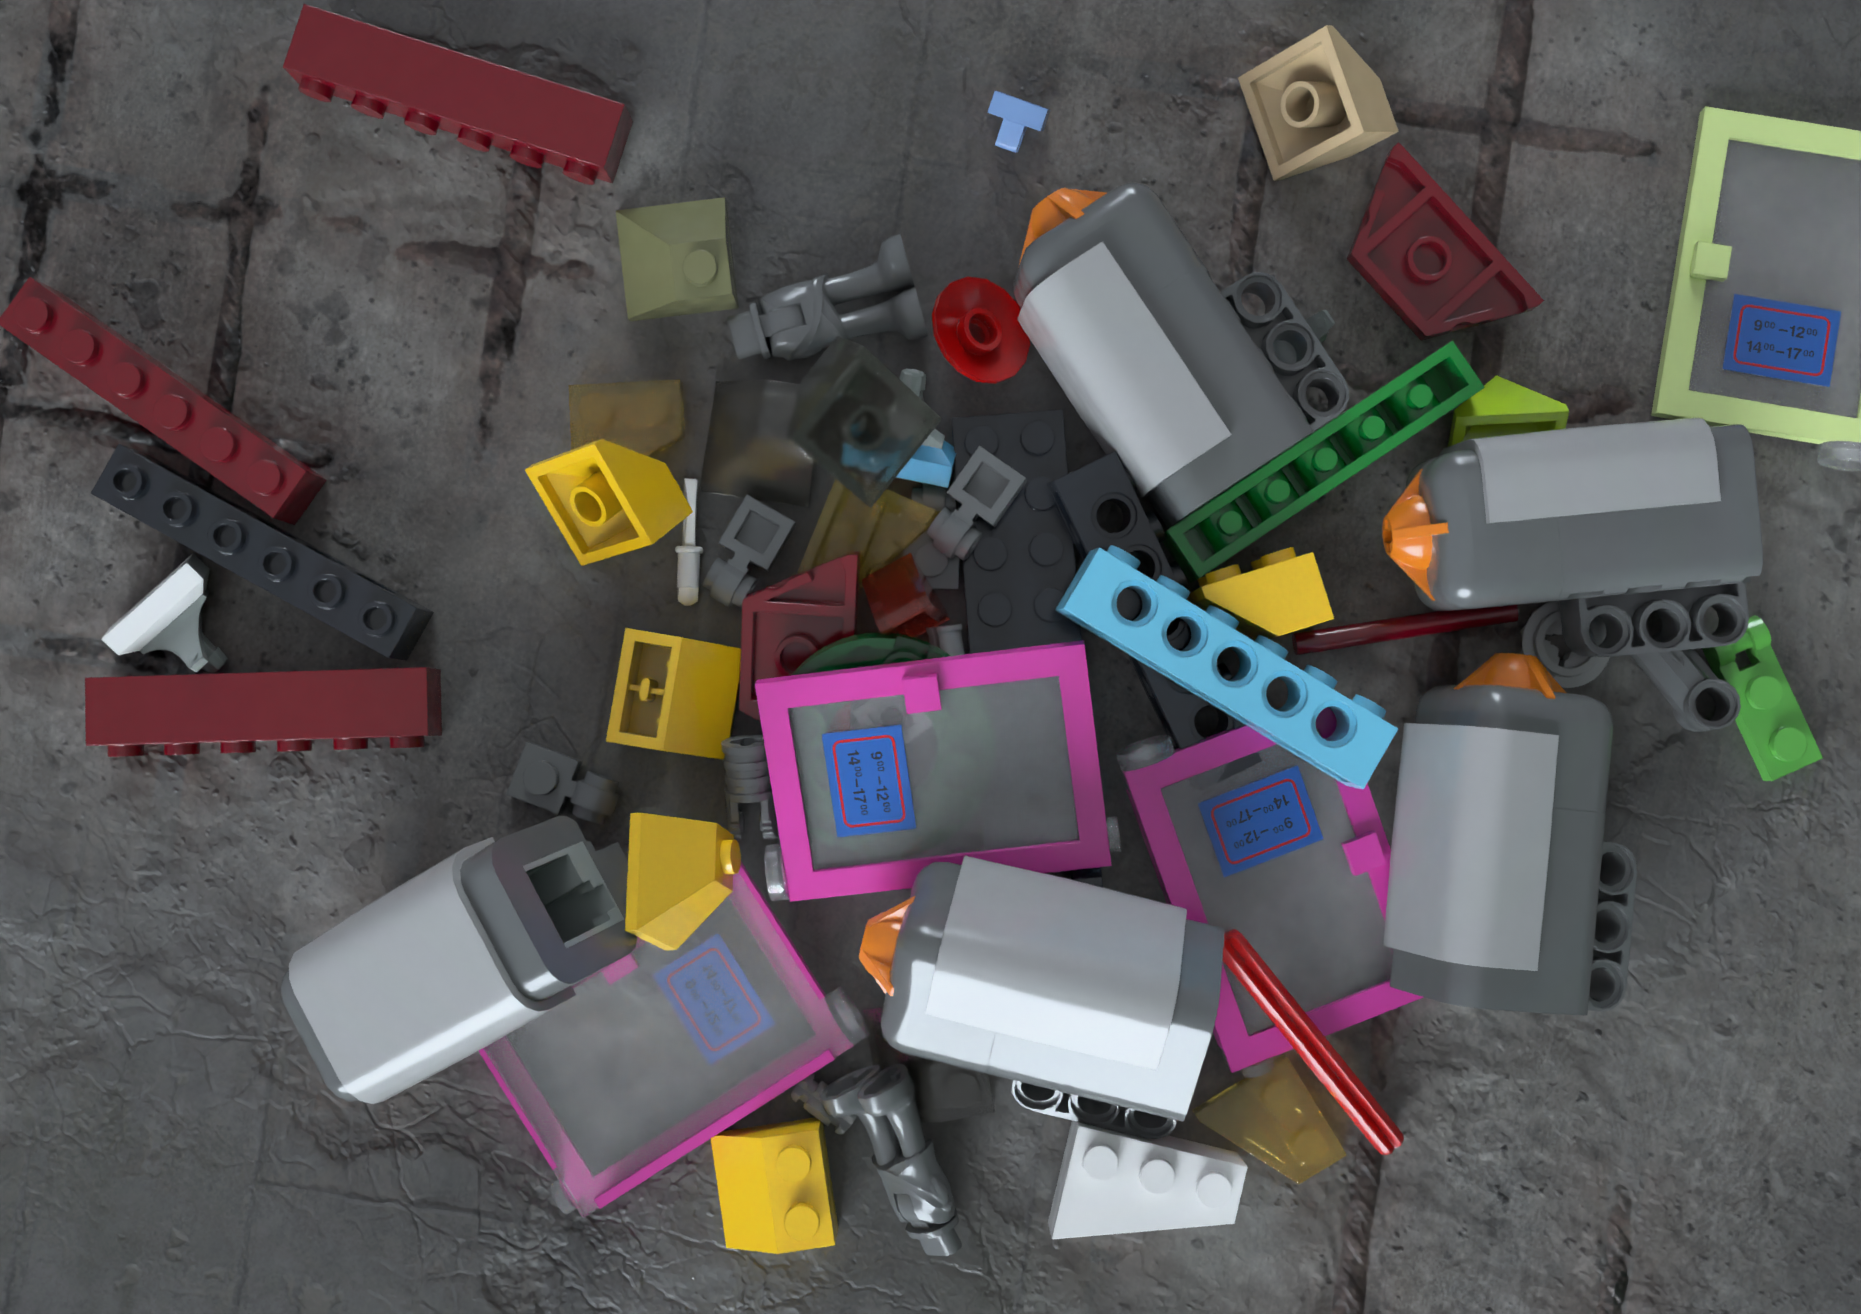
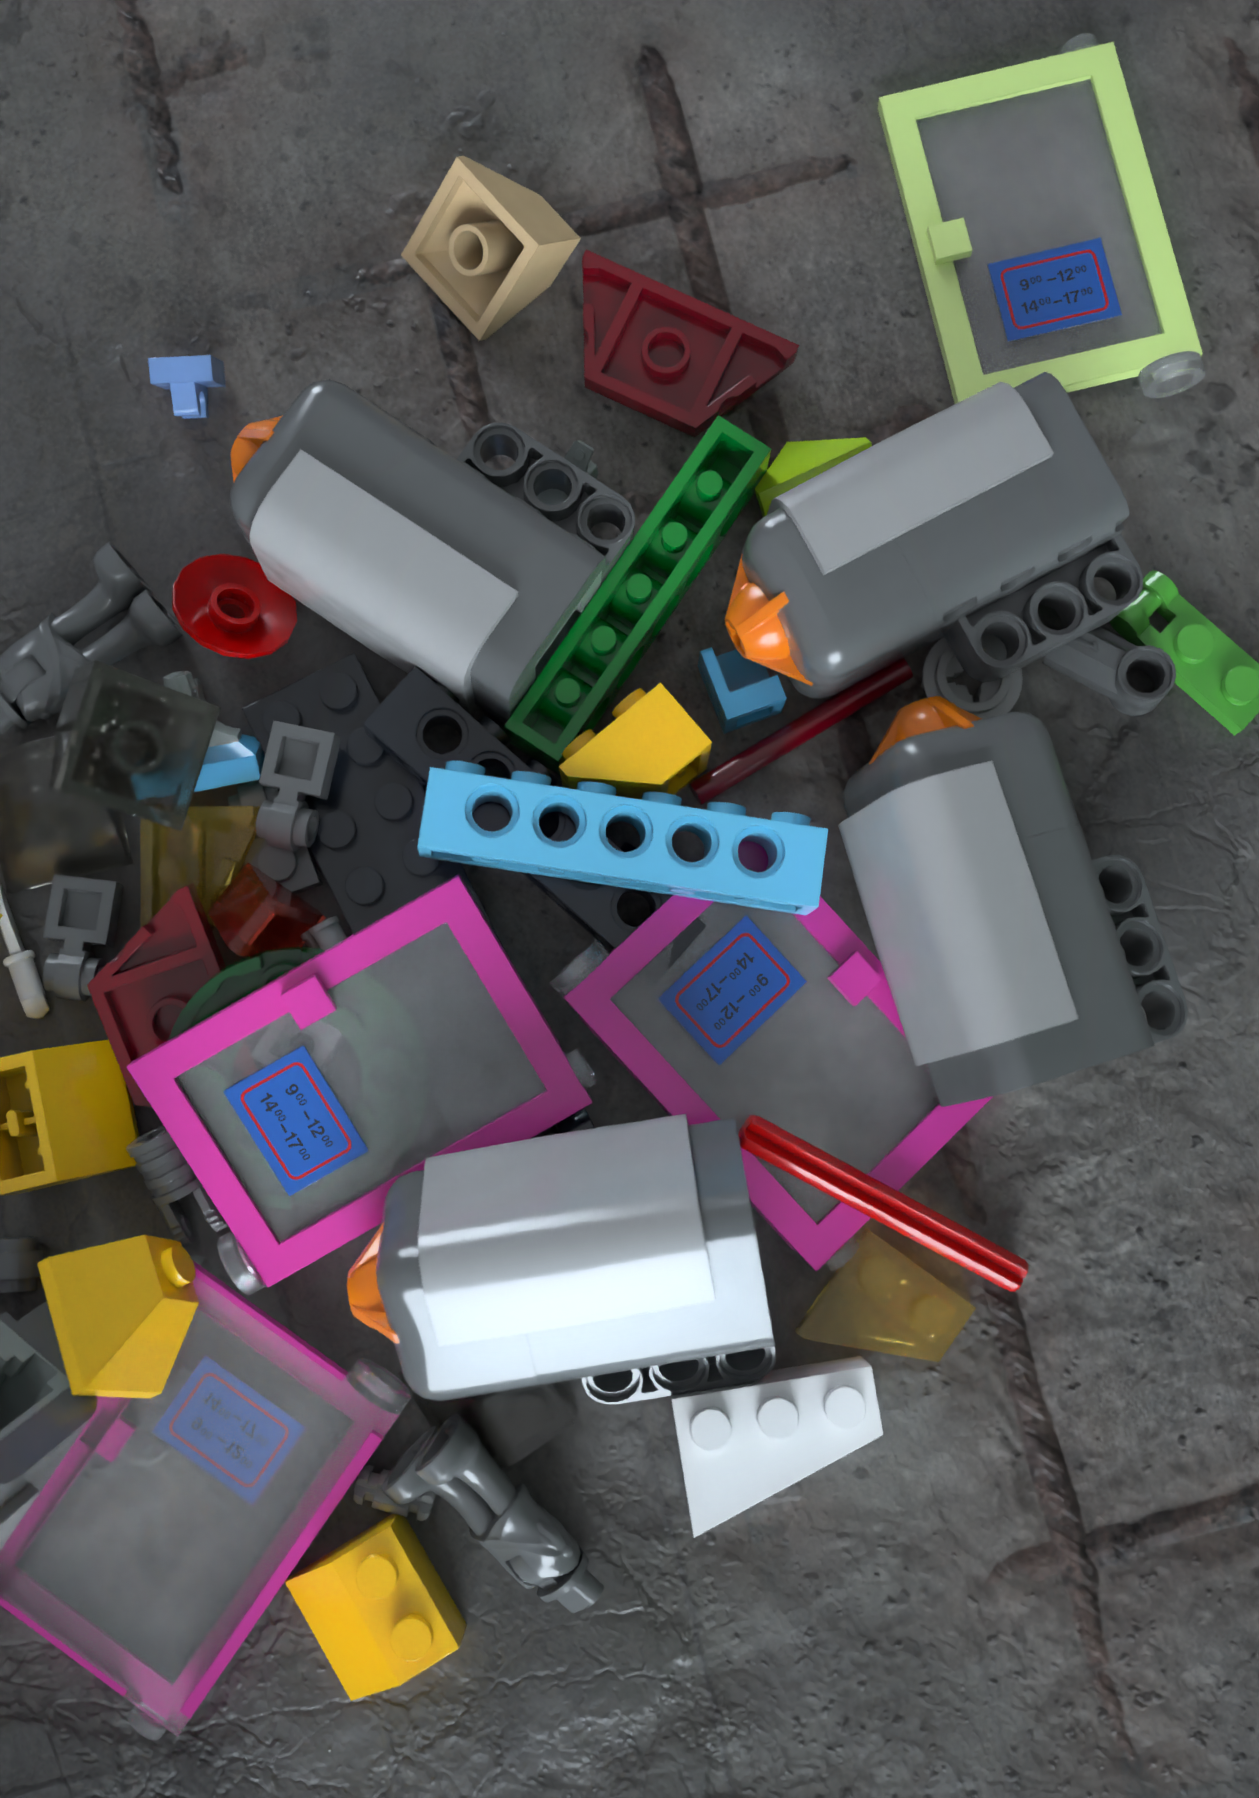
camera: 25 degrees left, 5 degrees down
(1368, 572) = (739, 689): none -> dark azure panel

